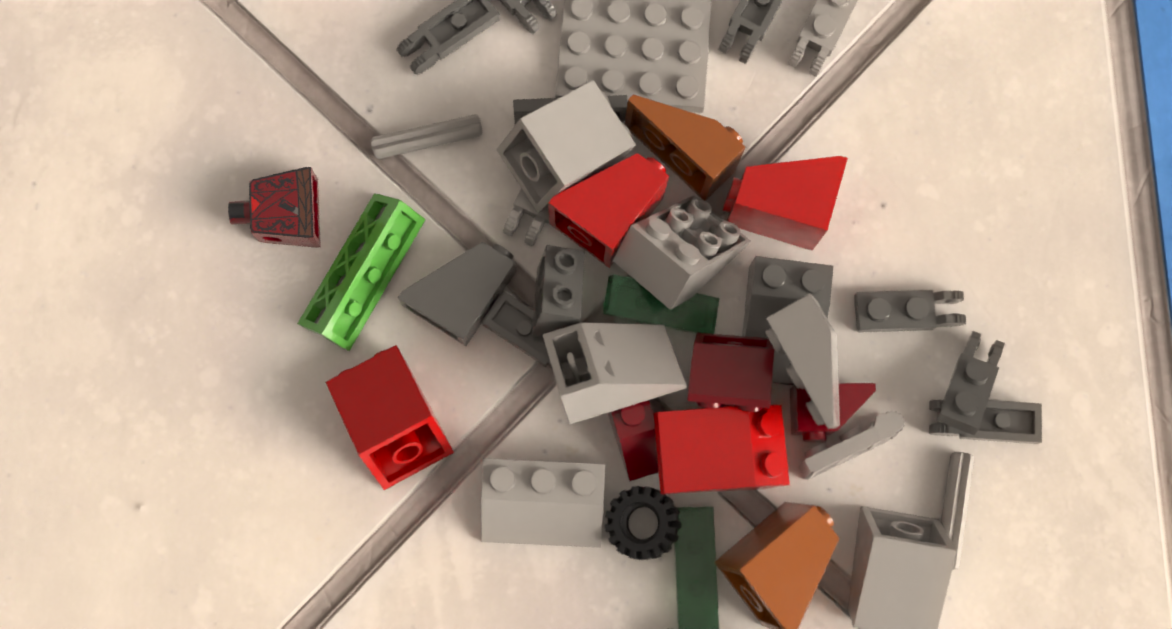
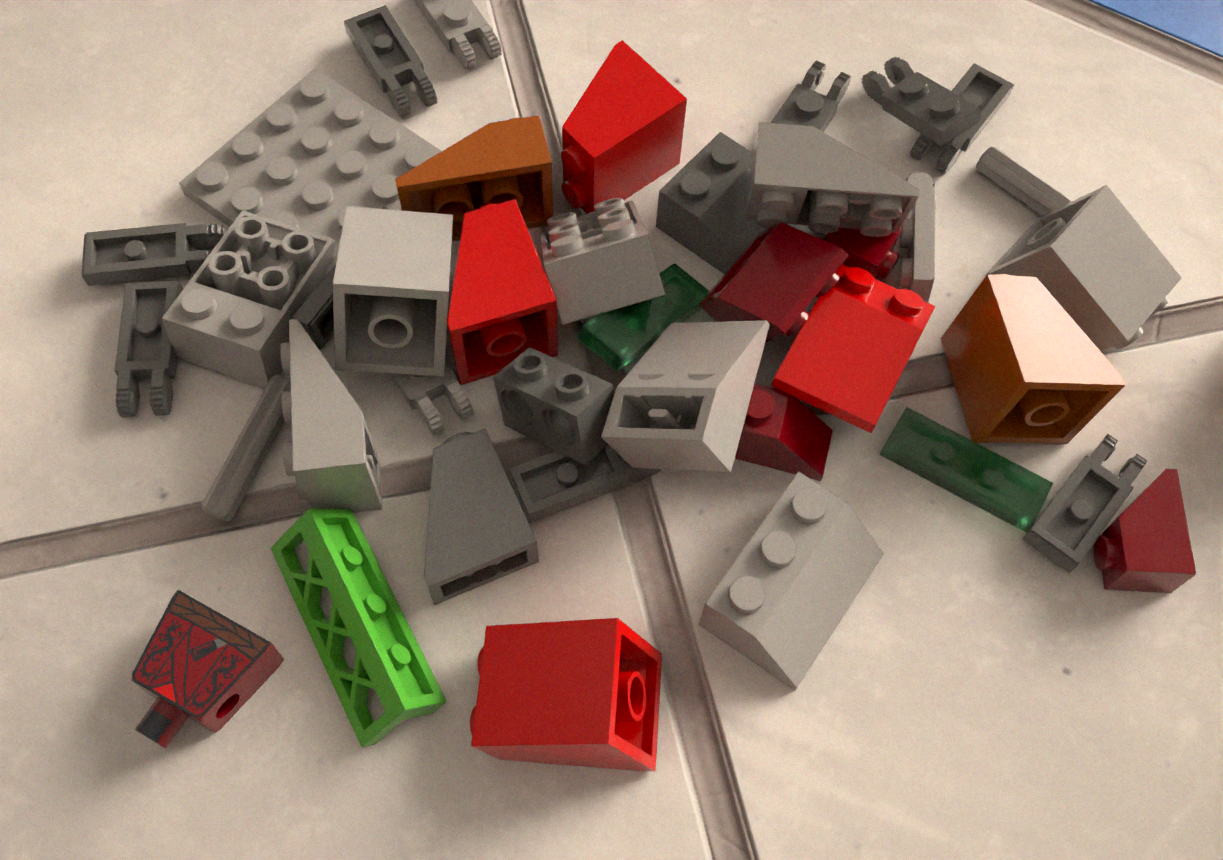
camera: 55 degrees left, 15 degrees down
(451, 178) = (330, 437): none -> light grey slope
(516, 63) = (245, 295): none -> light grey slope
(619, 517) = (910, 461): black tyre -> none

